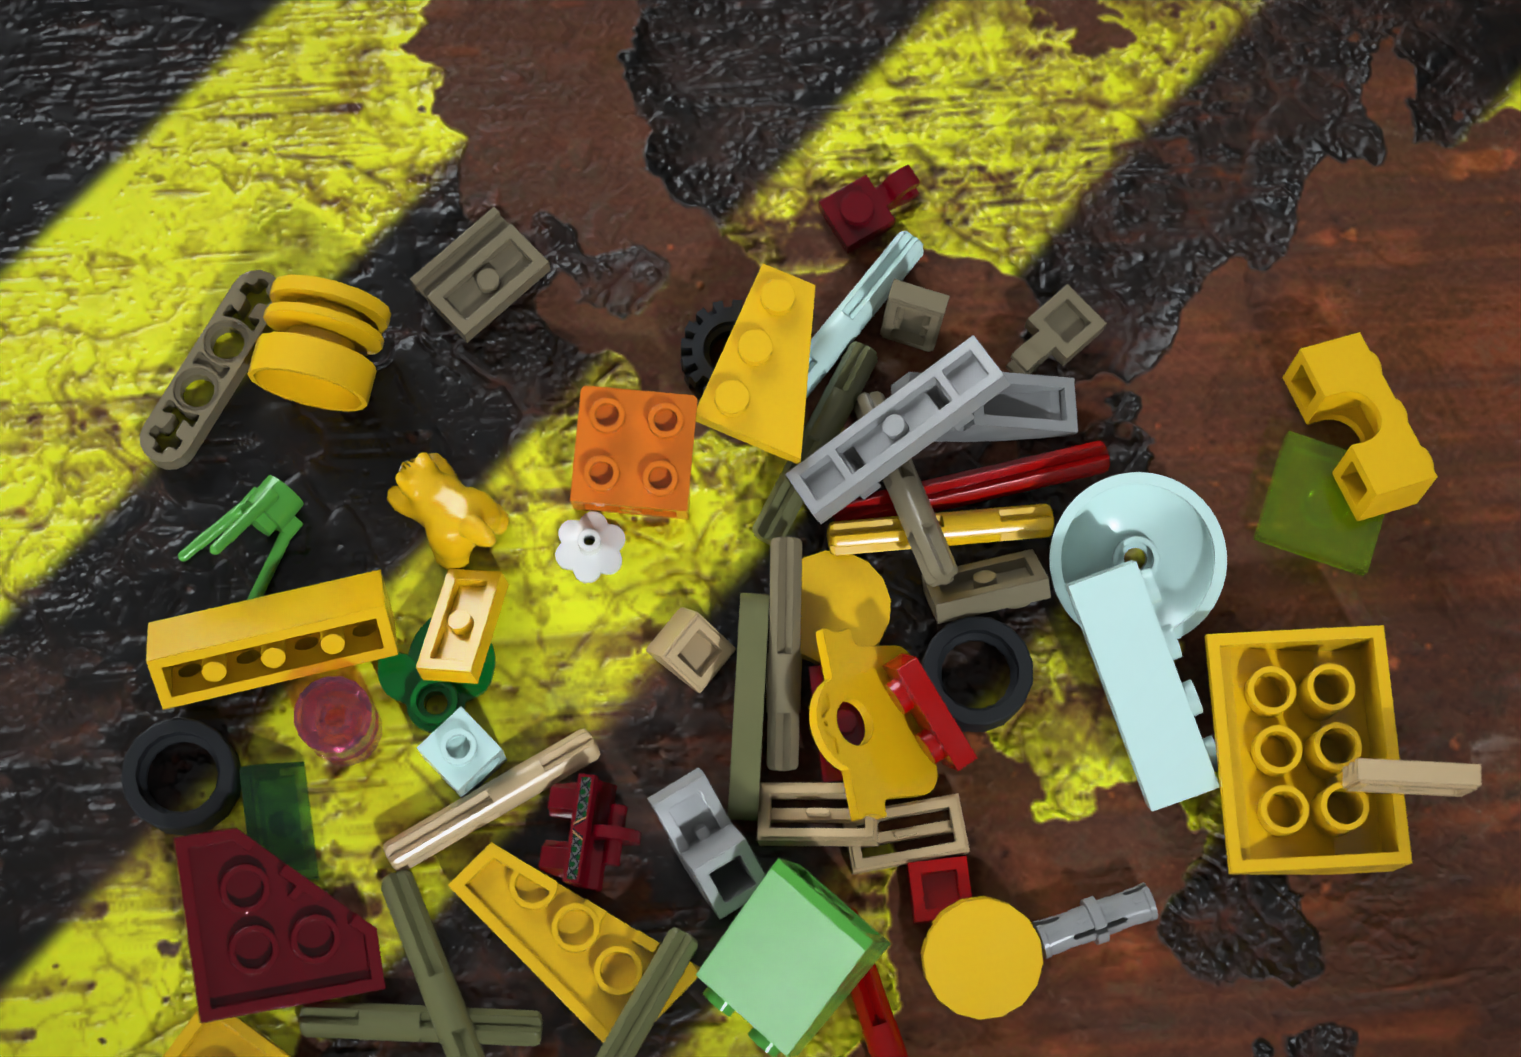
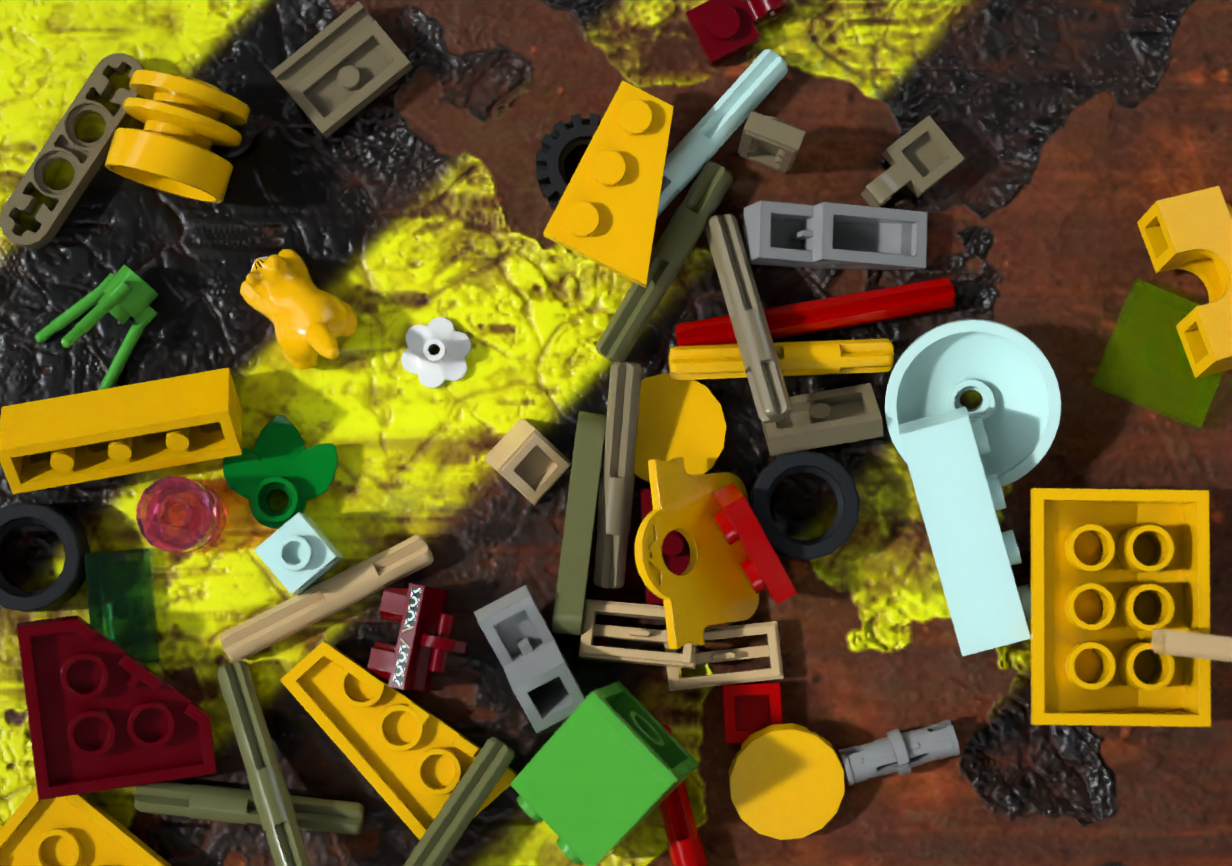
camera: 10 degrees right, 10 degrees up
(462, 626) = (305, 428): yellow plate -> none
(633, 452) = (482, 265): orange bracket -> none
(897, 430) = (744, 262): light grey hinge -> none

